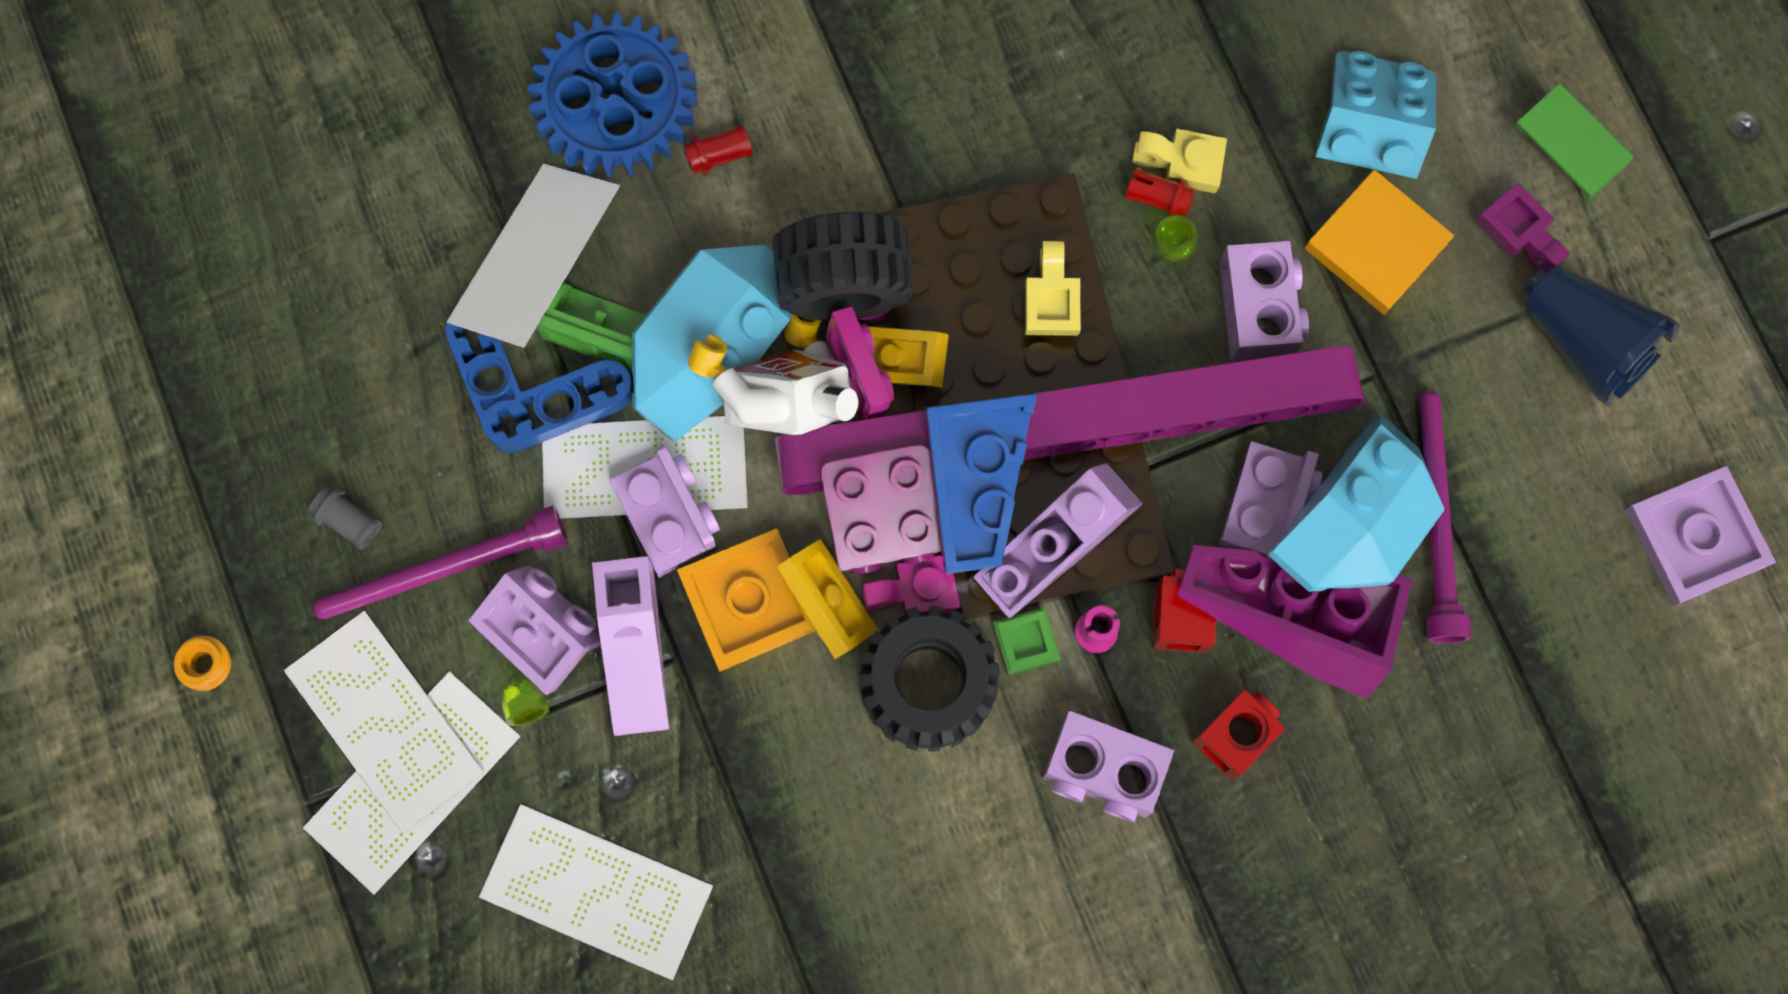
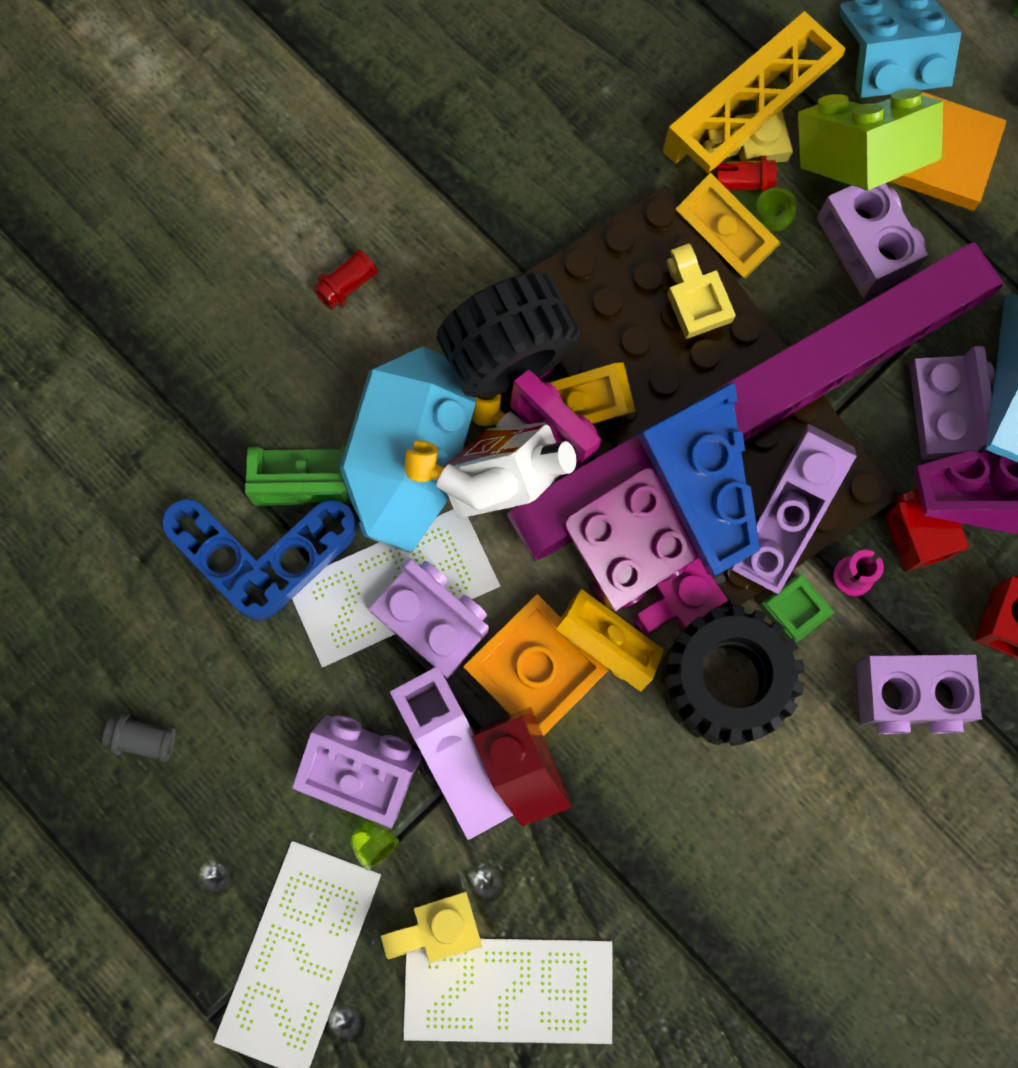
camera: 20 degrees left, 0 degrees up
(188, 655) = (41, 926): light orange plate -> none
(383, 722) = (250, 912): white sticker -> none
(533, 255) = (217, 434): white sticker -> none
(539, 532) = (325, 681): magenta piece -> none
(555, 809) = (442, 929): none -> light yellow plate
(586, 130) = (221, 303): blue gear -> none
(691, 686) = (522, 767): none -> dark red slope
(1119, 237) = (728, 226): none -> yellow plate
(1198, 102) = (747, 85): none -> yellow fence
(1295, 208) = (871, 141): none -> lime brick

